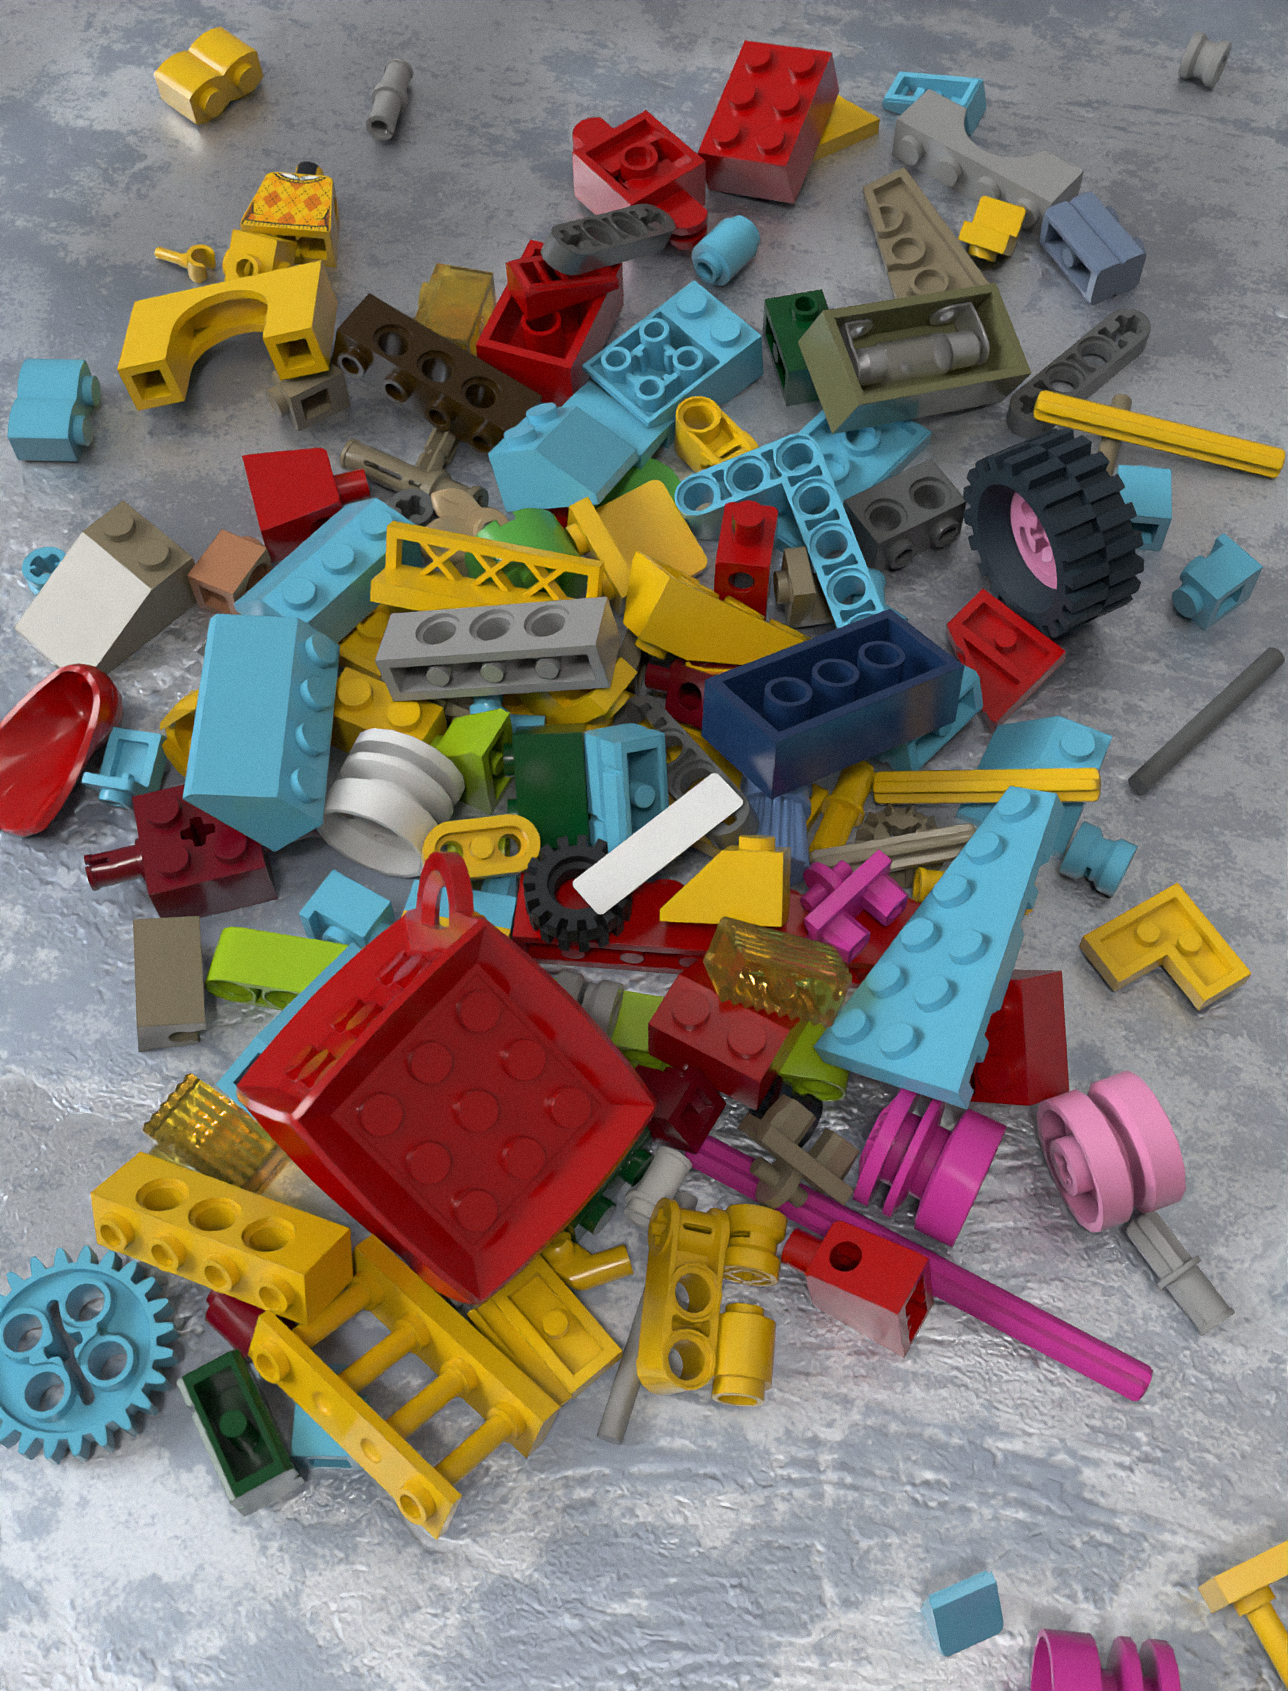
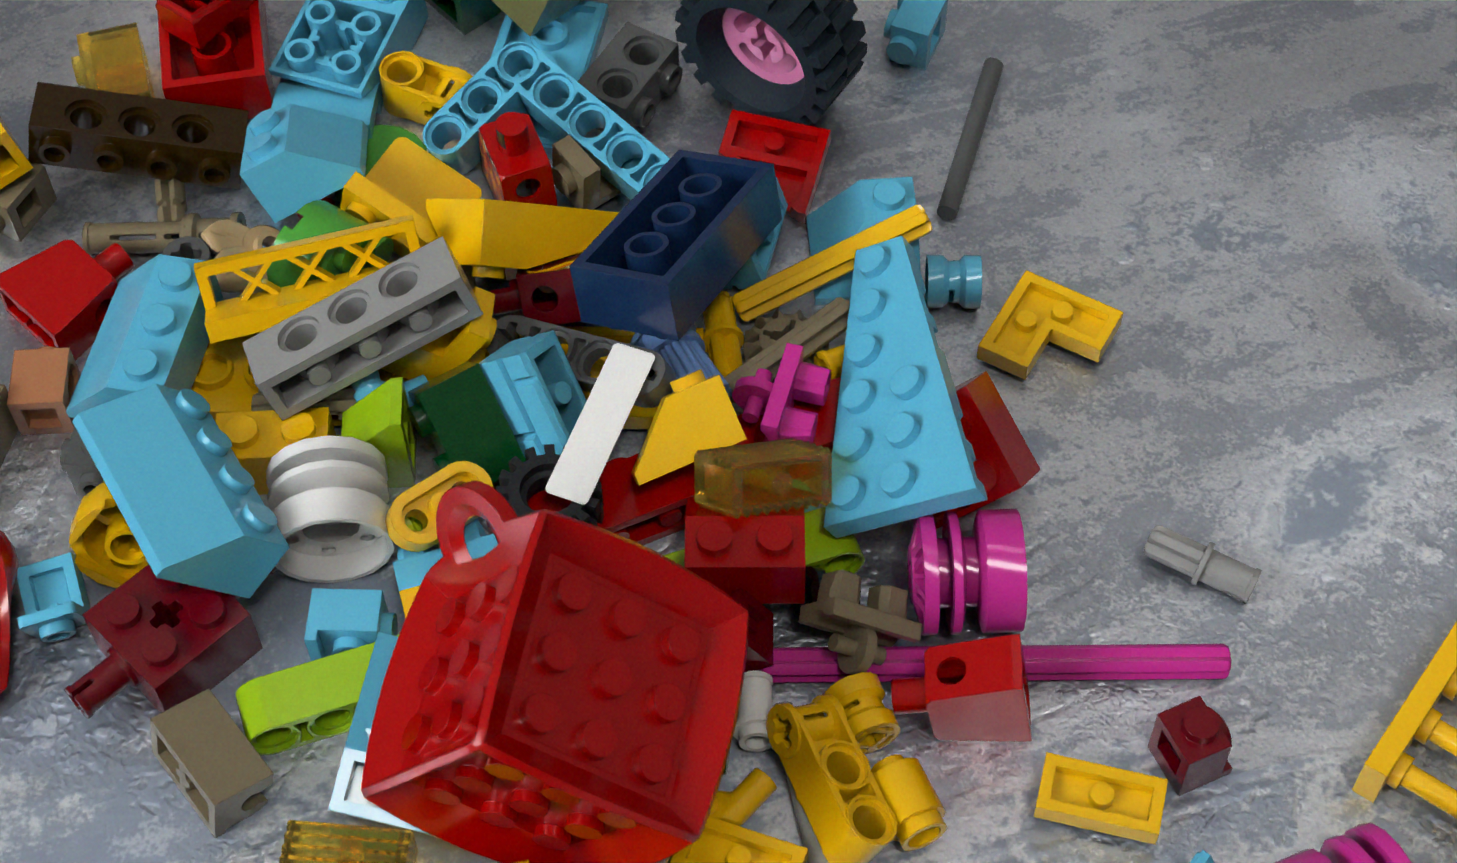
camera: 30 degrees left, 5 degrees down
(931, 1456) = (1101, 798): none -> yellow plate
(1052, 1455) = (1199, 740): none -> dark red brick
(1111, 1151) = (1102, 492): bright pink wheel -> none

